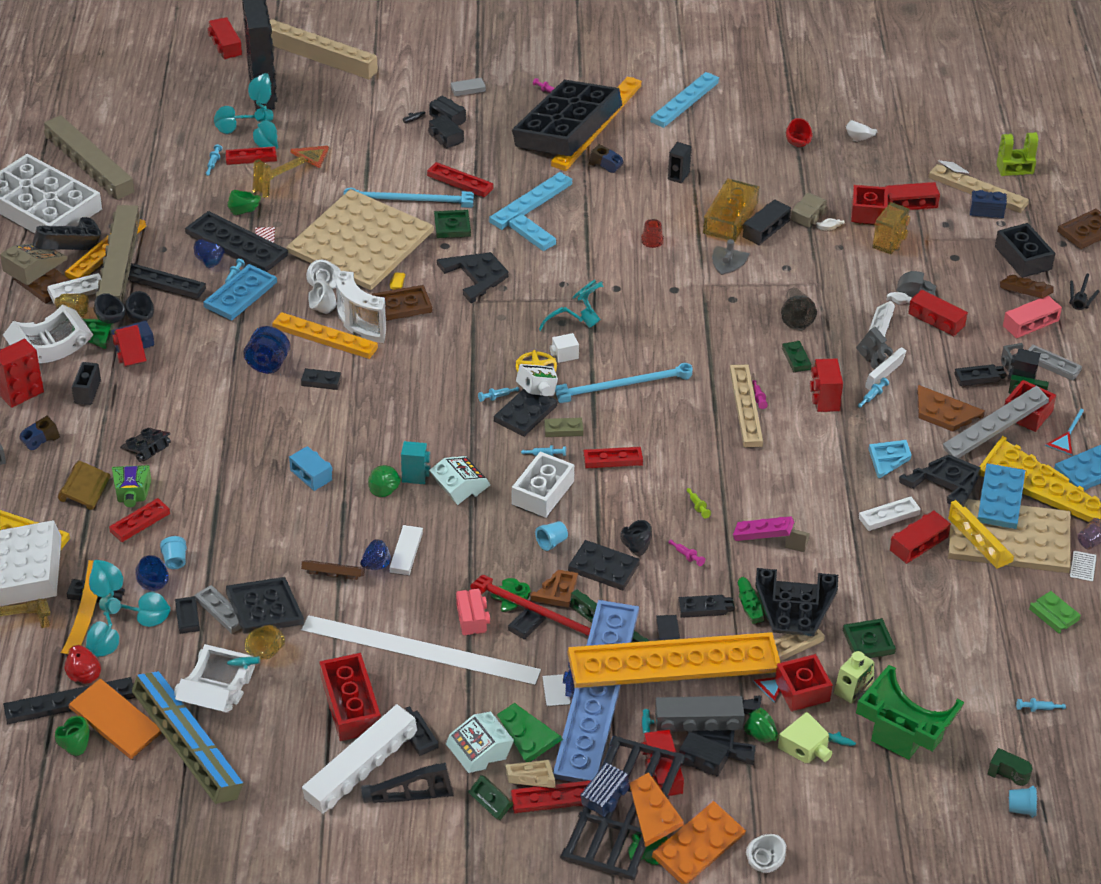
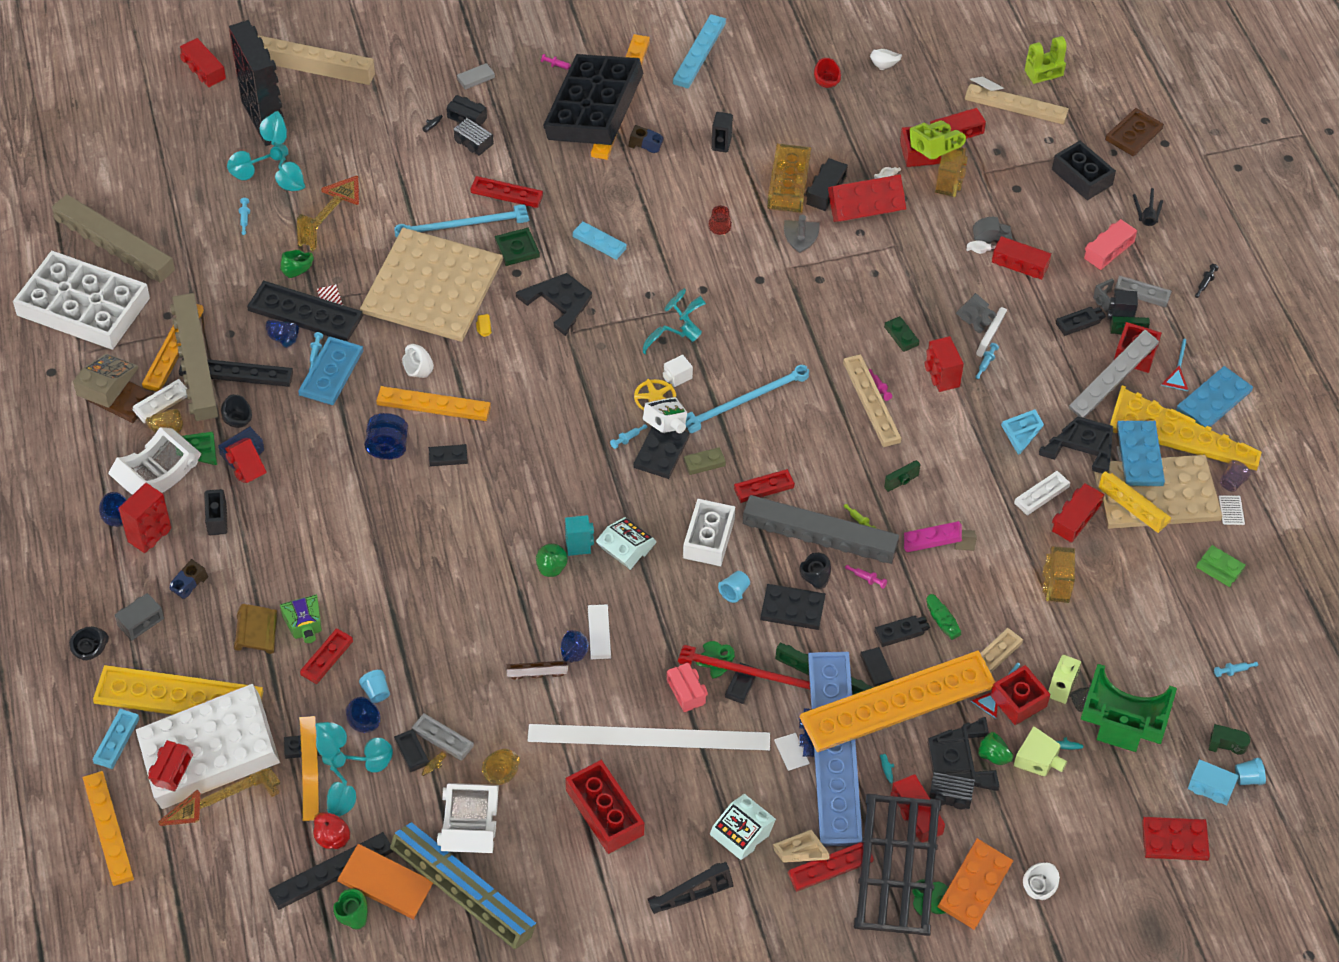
camera: 15 degrees left, 10 degrees up
(79, 237) = (144, 339): black beam -> none
(109, 308) = (209, 422): black hair -> none
(147, 443) = (300, 566): black hinge -> none
(204, 630) = (434, 763): none -> clear yellow helmet
(244, 661) = (492, 794): teal helmet -> none
(249, 155) = (281, 202): red tile -> none
(264, 604) = (485, 724): black plate -> none
(311, 468) = (475, 561): dark azure brick -> none
(322, 270) = (408, 332): white hat -> none
(358, 310) = (462, 371): white window -> none
(359, 759) = (637, 871): white brick -> none
(405, 302) = (498, 351): reddish brown plate -> none
(423, 740) = (678, 827): black hinge -> none
(490, 797) = (771, 881): dark green plate -> none
(528, 733) = (785, 806): green wing -> none
(531, 200) = (585, 202): medium azure plate -> none
(550, 451) = (696, 492): medium azure piece -> none
(557, 589) = (759, 644): dark orange wing -> none
(605, 789) = (879, 853): dark blue brick -> none
(654, 810) = (930, 863): orange wing -> none
(655, 503) = (820, 529): none -> dark grey brick
(699, 713) = (937, 751): dark grey brick -> none
(752, 473) = (902, 476): none -> dark green plate
(793, 605) = (989, 612): black wedge -> none
(798, 309) = (889, 281): clear smoke cone -> none
(799, 236) = (867, 198): none -> red brick
(809, 210) = (863, 162): dark tan brick -> none
(869, 638) = (1063, 633): dark green plate -> none
(878, 196) = (935, 143): none -> lime brick
(880, 584) = (1059, 574): none -> clear yellow brick
(882, 317) = (970, 278): white plate -> none
(924, 847) = (1175, 838): none -> red plate
(945, 410) = (1058, 366): dark orange wing -> none
(980, 802) = (1213, 782): none -> medium azure brick
(988, 204) = (1033, 122): dark blue brick -> none
(1026, 286) = (1097, 212): reddish brown plate -> none

